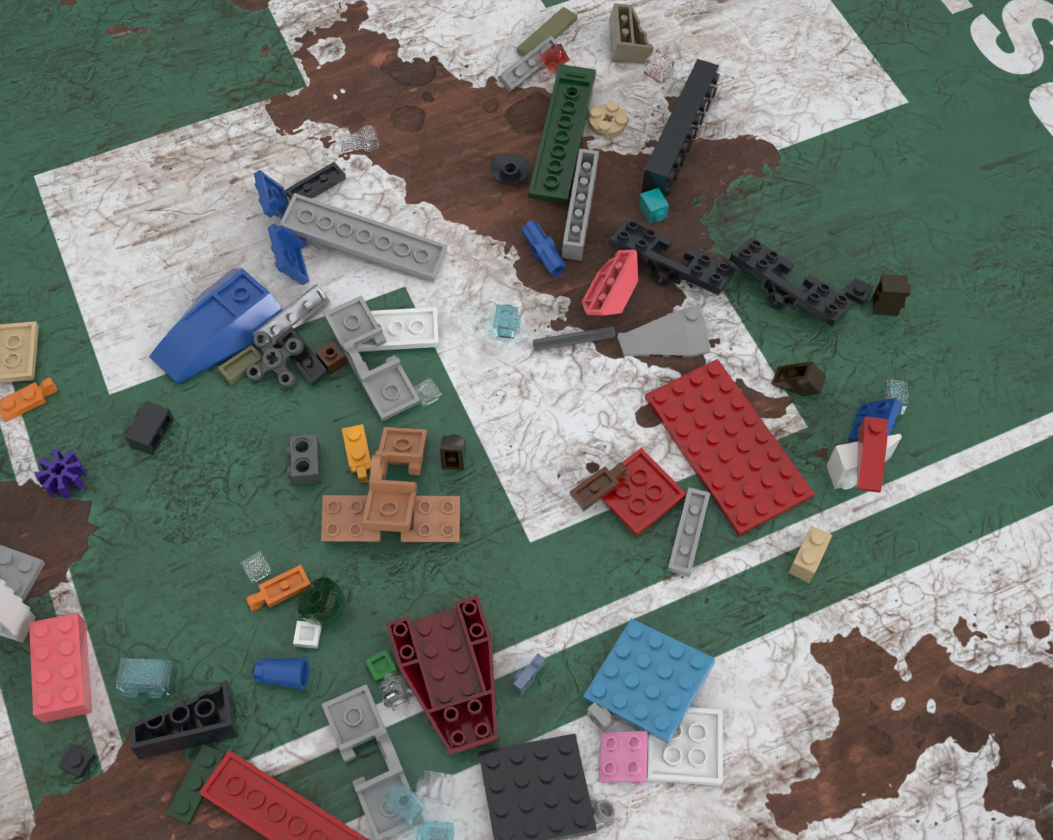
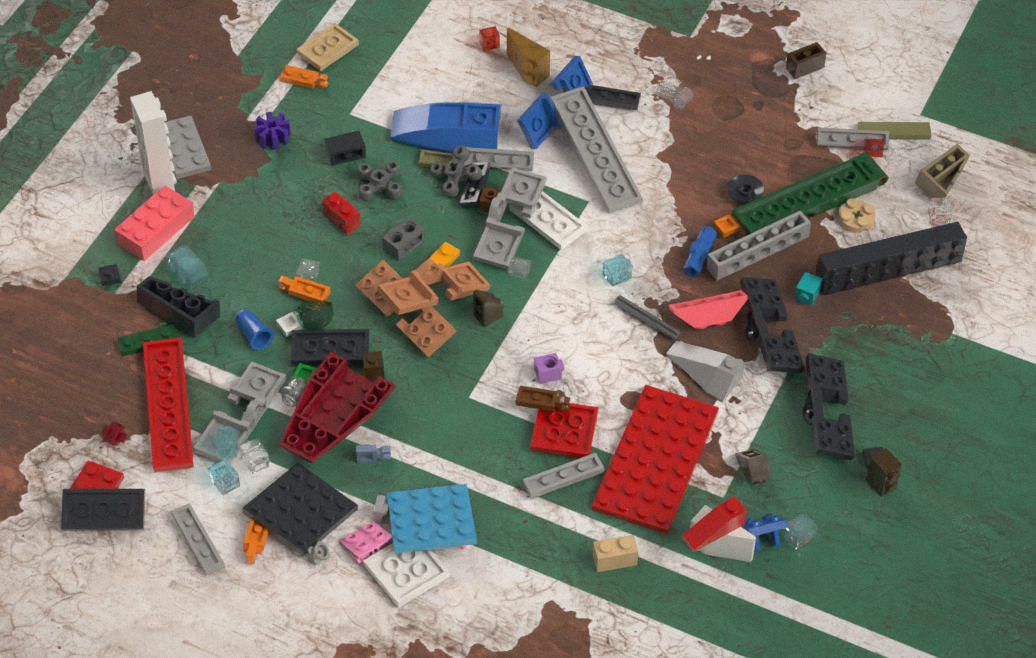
camera: 50 degrees right, 10 degrees down
(151, 222) = (489, 38): none -> clear red plate
(207, 209) = (528, 58): none -> pearl gold slope
(217, 429) = (379, 181): none -> dark grey gear
(222, 488) = (341, 212): none -> red brick
(365, 618) = (313, 346): none -> black plate
(423, 31) = (806, 60): none -> dark brown brick
(429, 597) = (373, 365): none -> dark brown brick
(534, 210) = (726, 226): none -> orange plate
(562, 462) = (548, 368): none -> medium lavender brick

